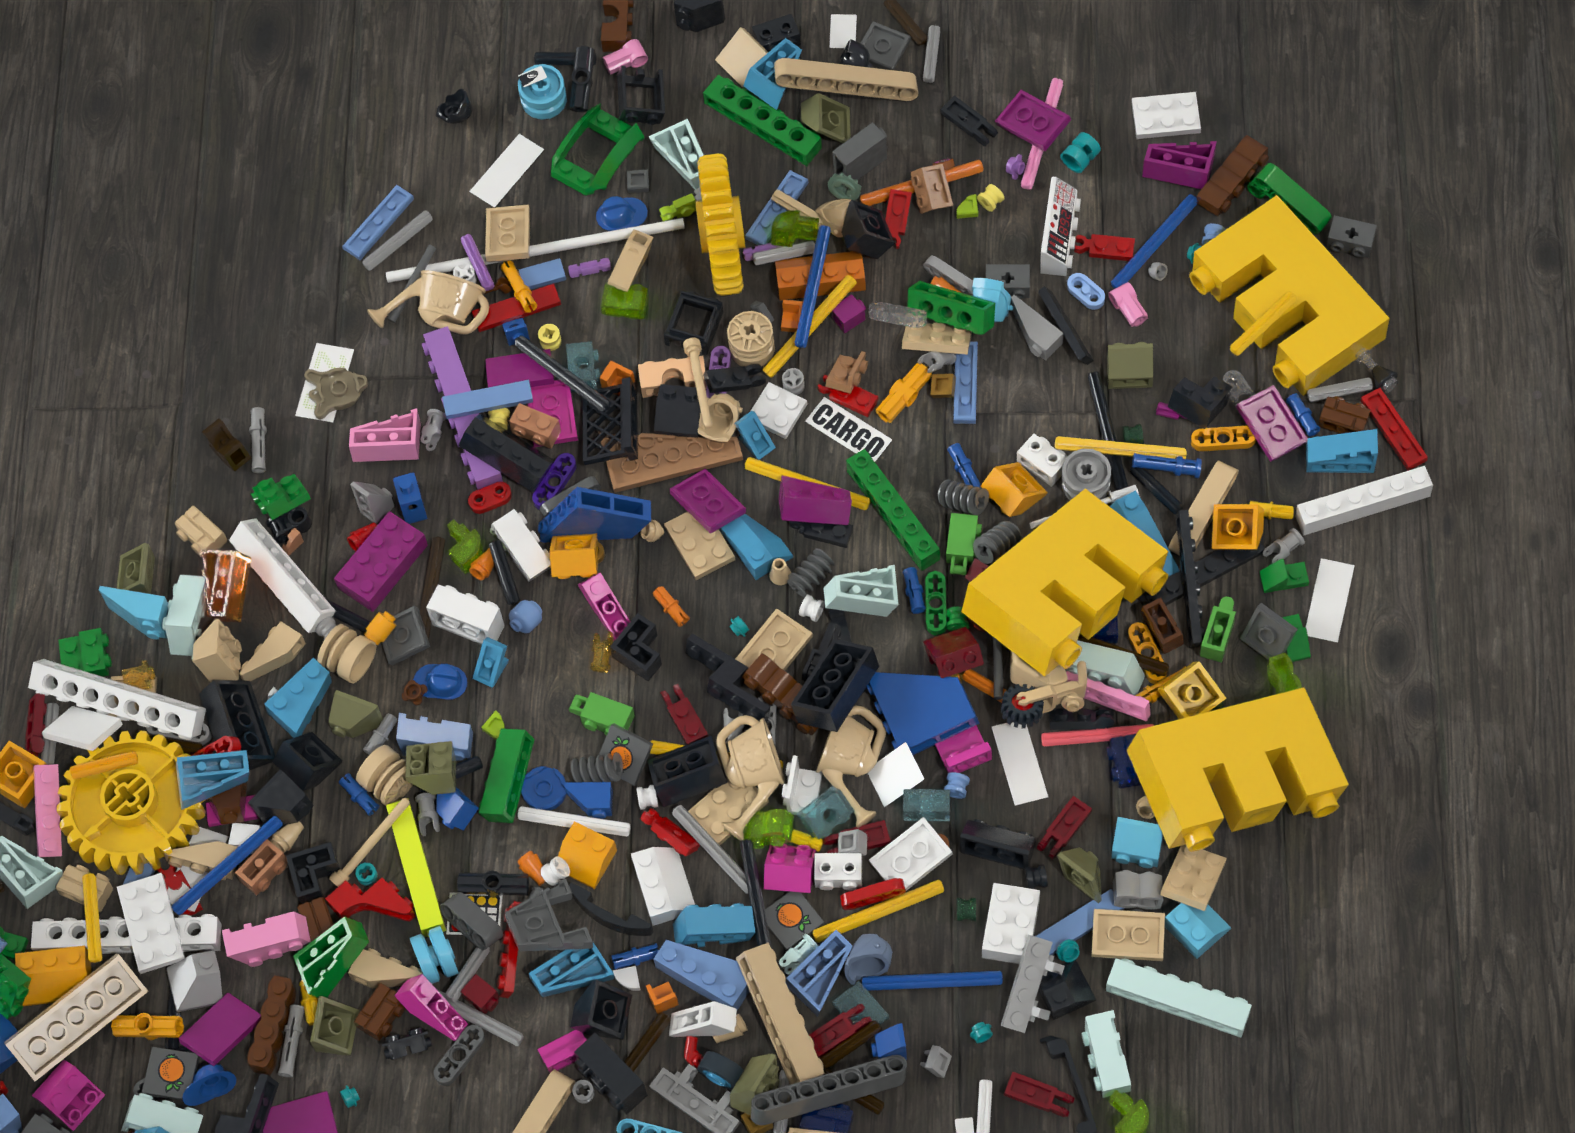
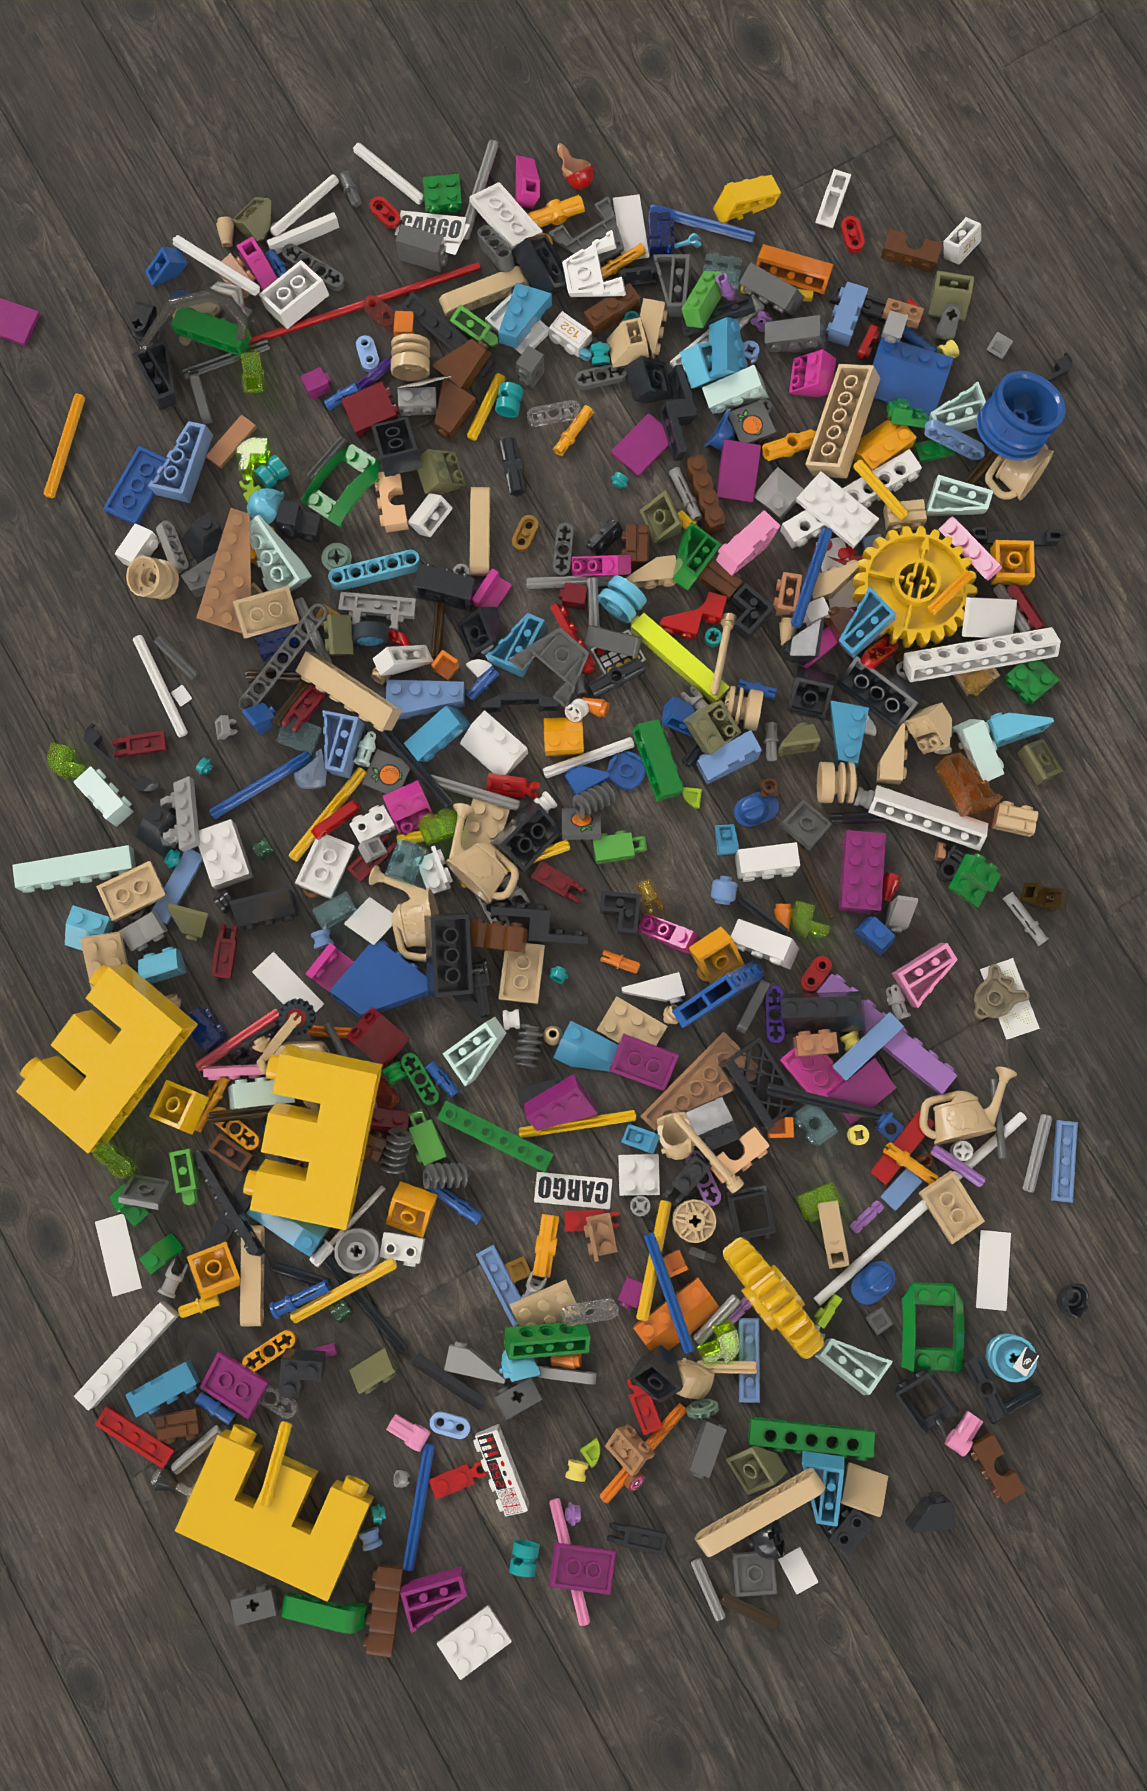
camera: 145 degrees right, 15 degrees up
(380, 627) = (825, 817): light orange brick -> none
(487, 1094) = (525, 534): none -> pearl gold plate
(645, 558) = (661, 989): none -> white slope

